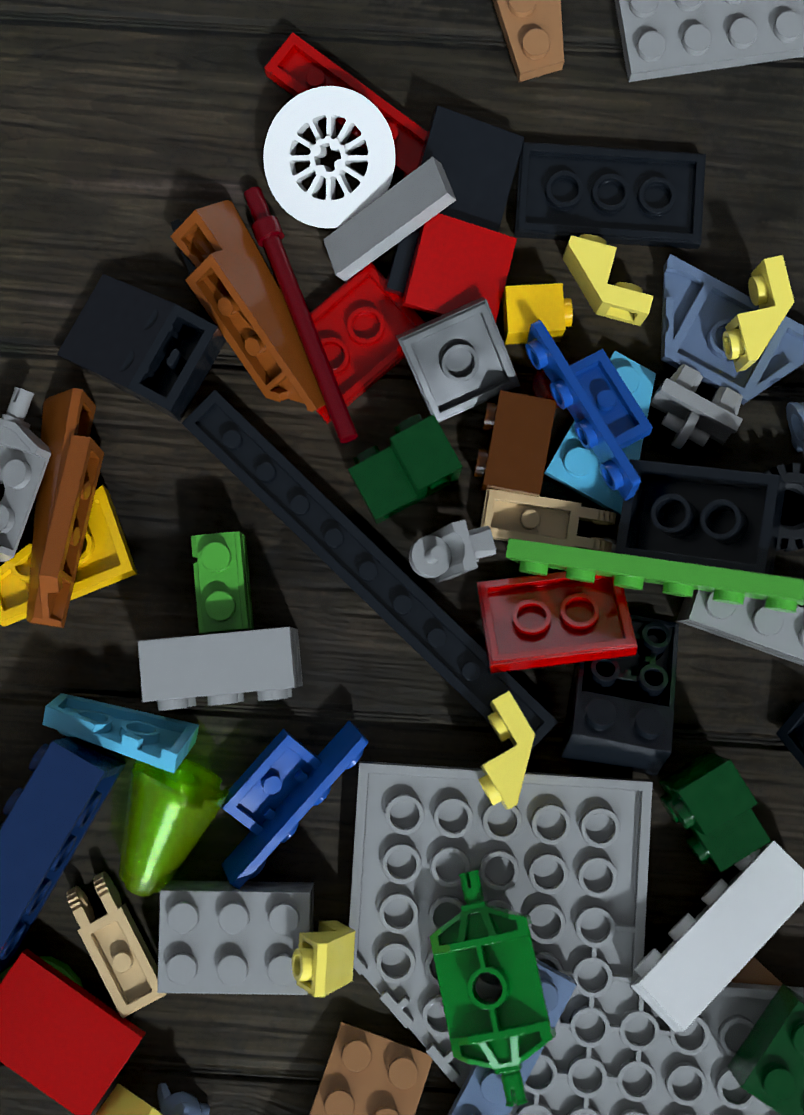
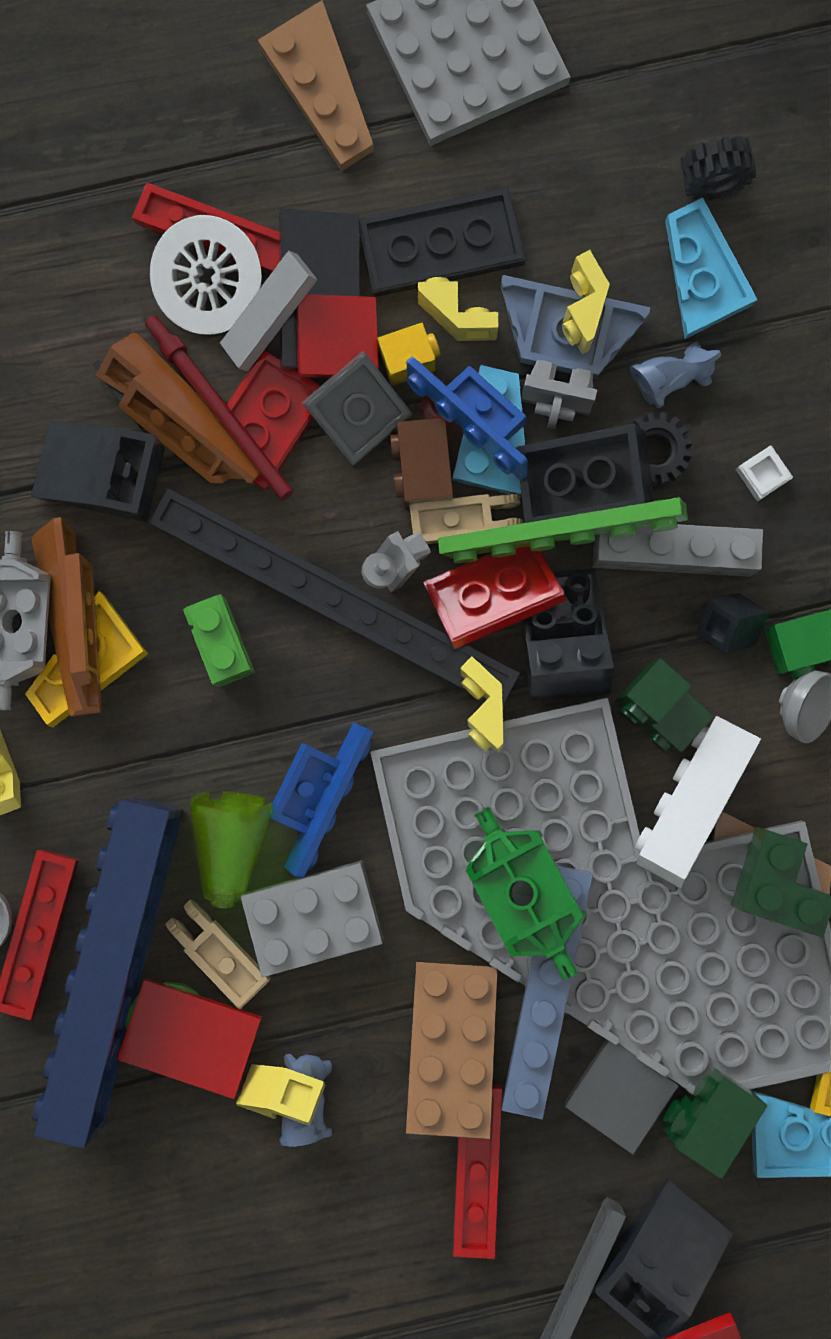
camera: 15 degrees left, 0 degrees up
(127, 731) = (192, 779): medium azure wing -> none
(220, 667) = (237, 705): light grey brick -> none
(324, 958) = (386, 911): light yellow slope -> none
(408, 470) = (342, 508): dark green brick -> none

